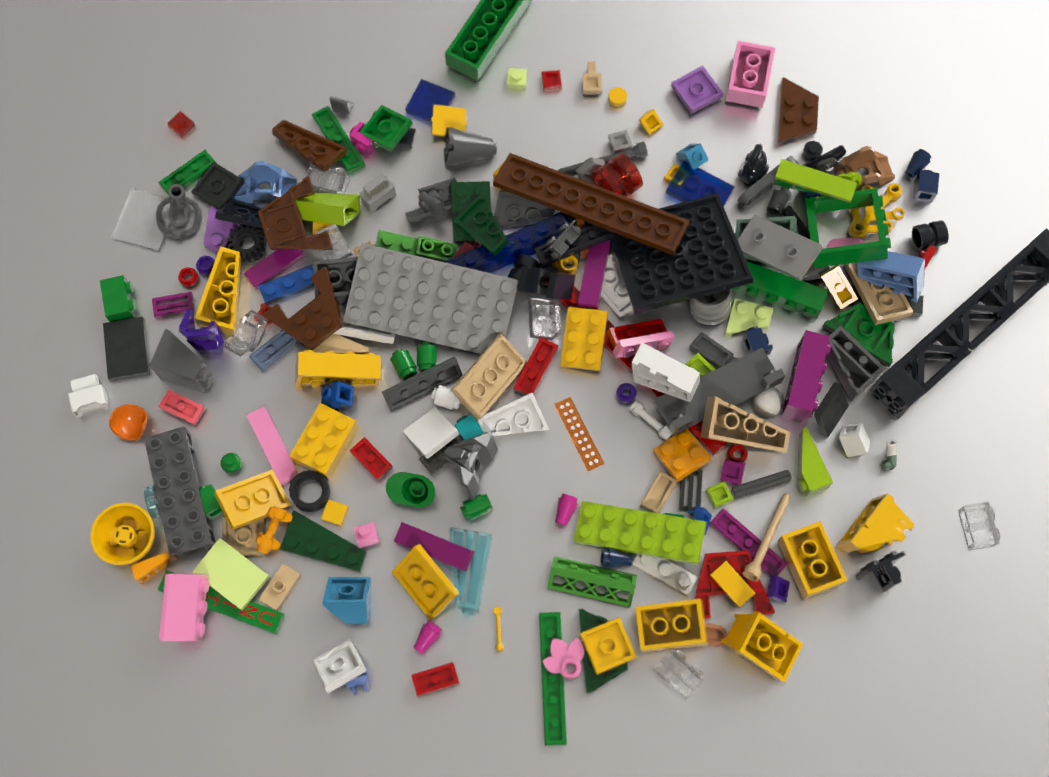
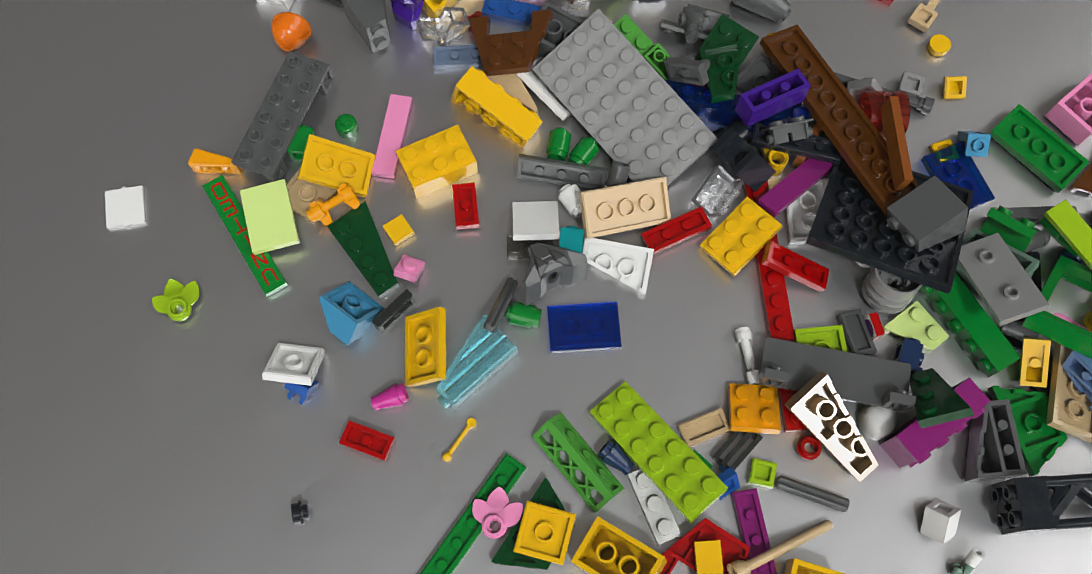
camera: 35 degrees right, 0 degrees up
(108, 649) = (125, 207): none -> white piece
(115, 527) = (208, 117): yellow piece -> none
(151, 502) = (251, 107): clear light blue piece -> none
(181, 407) = (343, 50): coral plate -> none
(184, 607) = (205, 212): bright pink slope -> none
(206, 686) = (175, 297): none -> lime plate
(280, 587) = (302, 259): tan plate -> none
(300, 478) = (386, 180): black tyre -> none
(337, 395) = (478, 130): blue brick -> none
(380, 575) = (394, 311): none -> pearl dark grey tile
(410, 489) = (477, 256): green piece -> none
(427, 765) = (299, 512): none -> black plate
(434, 546) = (458, 322): magenta tile -> none
(455, 512) = (501, 305): none -> dark grey axle
(458, 244) = (687, 70): none -> dark grey tile
(465, 357) = (618, 174): none -> dark grey piece
(524, 484) = (584, 327): none -> clear blue tile
(535, 223) = (772, 97): none -> dark purple brick
(565, 508) = (604, 376): dark pink cone -> none
(579, 434) = (670, 319): clear orange sticker -> none
(626, 398) = (740, 319): dark purple plate -> none
(629, 347) = (794, 279): bright pink plate -> none
(644, 198) = (896, 143): none -> dark orange tile
(664, 373) = (793, 318): white wedge -> none
(697, 89) = (1023, 86): medium lavender plate -> none
(701, 236) = (928, 215): none -> dark grey slope
(720, 337) = (874, 325): none -> red tile
(733, 471) = (792, 460): magenta plate -> none
(737, 128) = (1038, 148): none -> green plate
(755, 167) = (1031, 192): black piece -> none
(763, 204) = (1012, 230): none -> green bracket
(795, 361) = (936, 399): none -> dark green wing
(811, 469) = (873, 518): lime slope -> none
(831, 409) = (938, 473): pearl dark grey tile -> none

